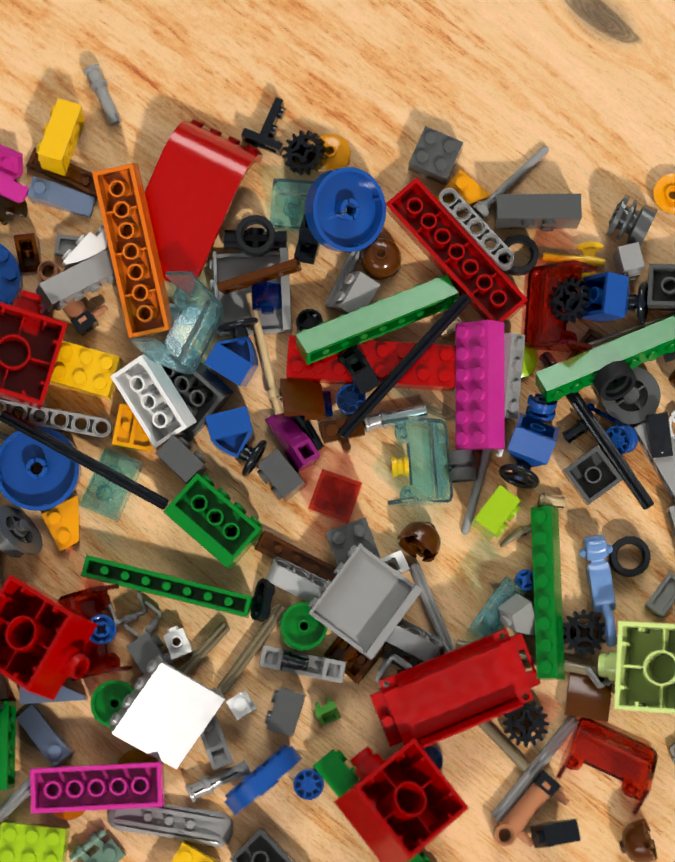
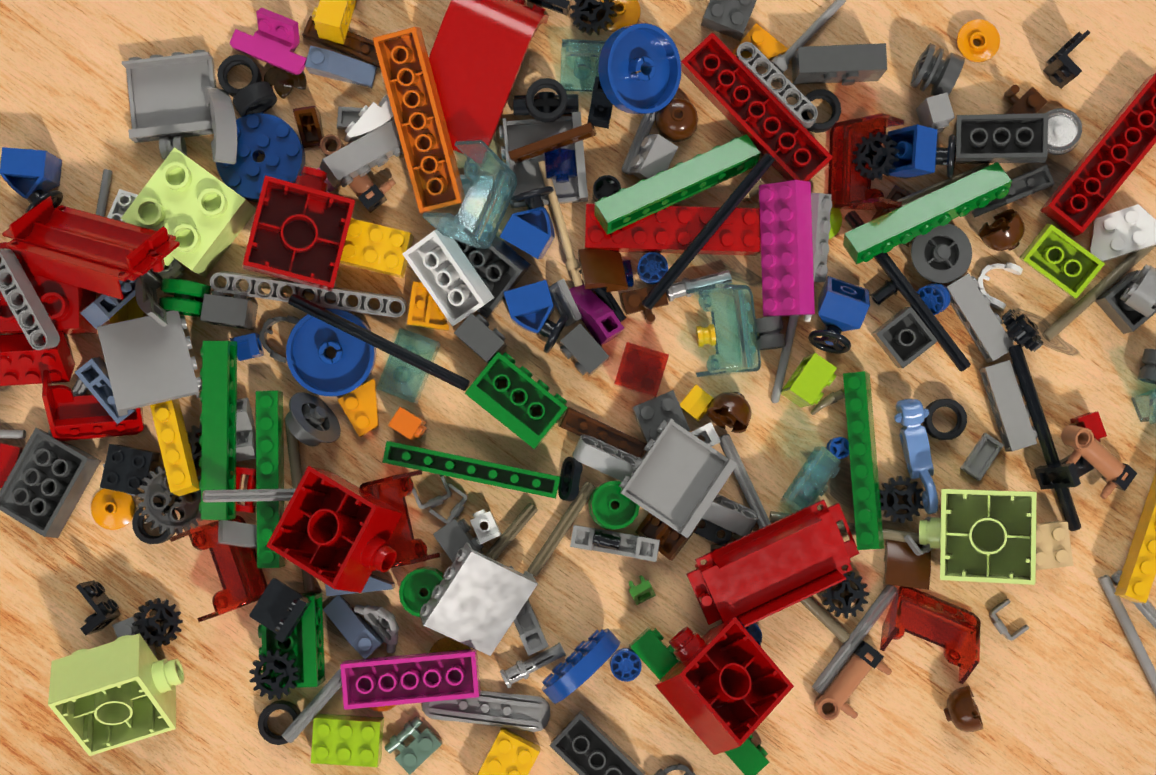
camera: 10 degrees left, 5 degrees up
(73, 732) = (382, 622): none -> light grey piece
(105, 630) = (411, 516): blue wheel -> none
(108, 540) = (408, 424): none -> orange brick
(241, 705) = (553, 587): white brick -> none
(265, 428) = (565, 302): none -> light grey tile
(285, 711) = (600, 593): dark grey brick -> none
(359, 370) = (661, 237): black slope -> none
(386, 665) = (698, 542): light grey piece -> none
(388, 531) = (696, 403): none -> yellow piece
(518, 615) = (835, 485): light grey slope -> none
(539, 407) = (849, 270): blue wheel -> none
(554, 501) = (856, 365): tan pin -> none
(555, 833) = (880, 705): black slope -> none
(587, 248) = (891, 105): yellow piece -> none
(592, 408) = (927, 280): clear blue hinge -> none
(620, 387) = (927, 238): black tyre -> none
(659, 435) = (973, 293): black slope -> none

